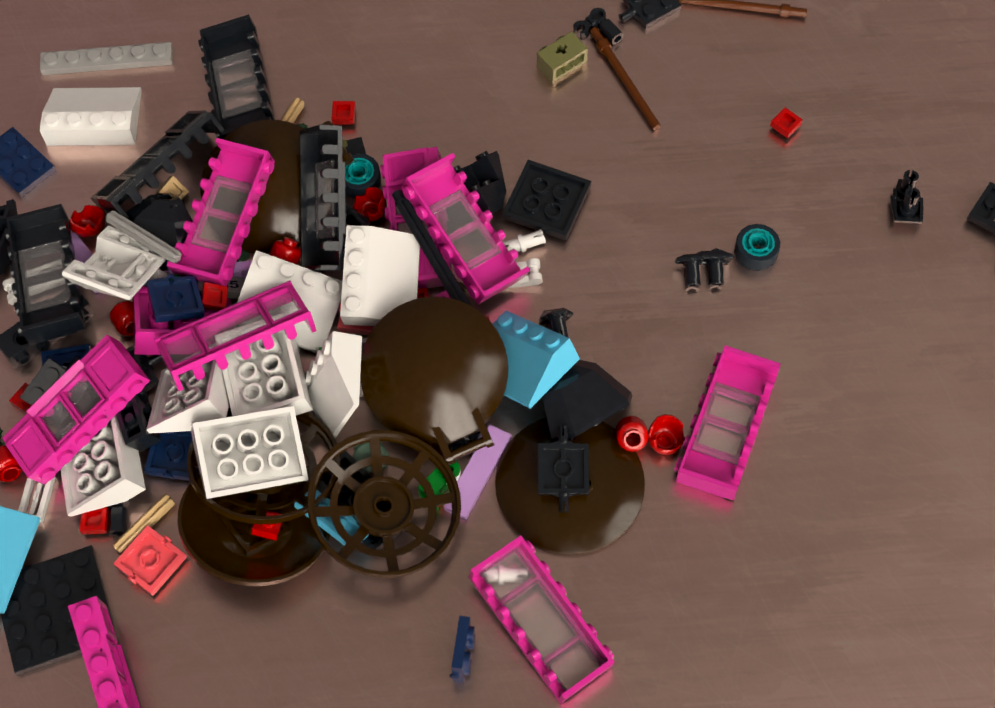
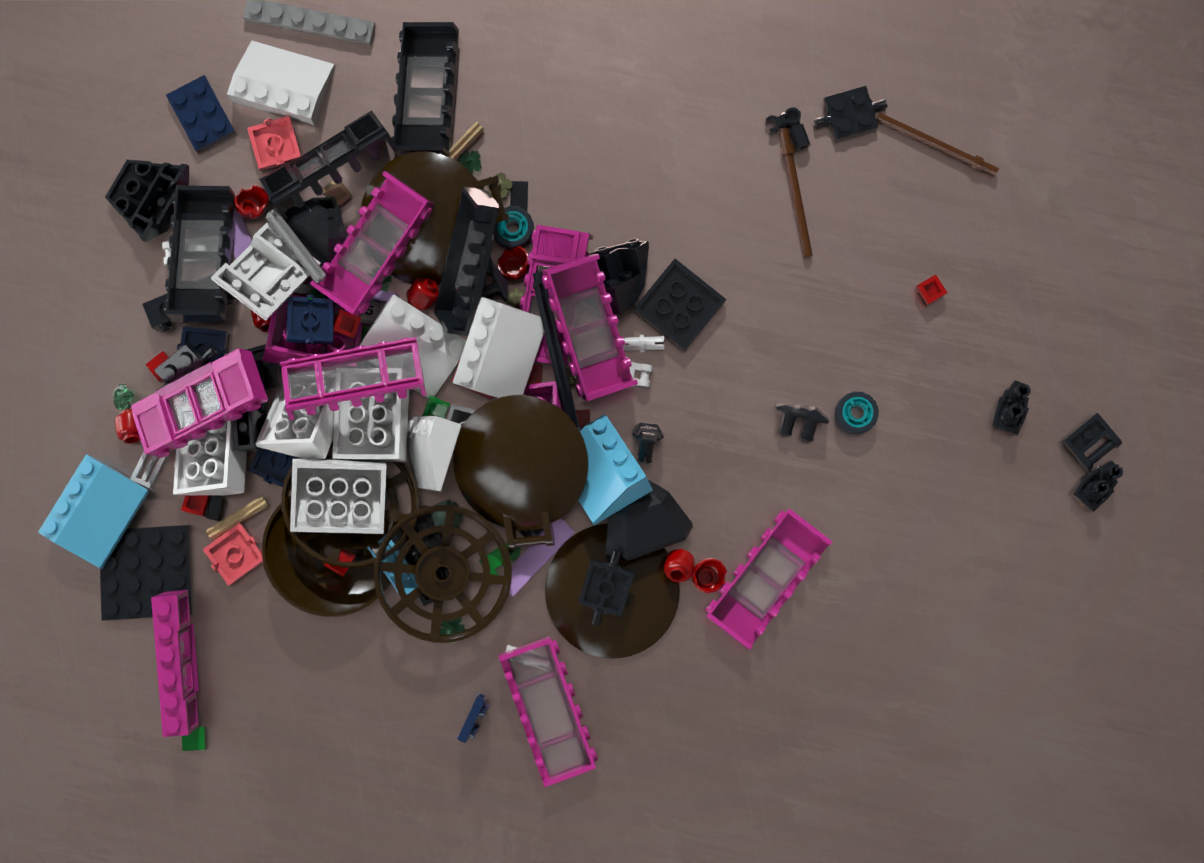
camera: 15 degrees right, 20 degrees up
(96, 165) = (274, 143): none -> coral plate
(343, 112) = (517, 152): red plate -> none
(413, 578) = (452, 627): none -> clear green plant
(562, 56) = (735, 161): olive brick -> none

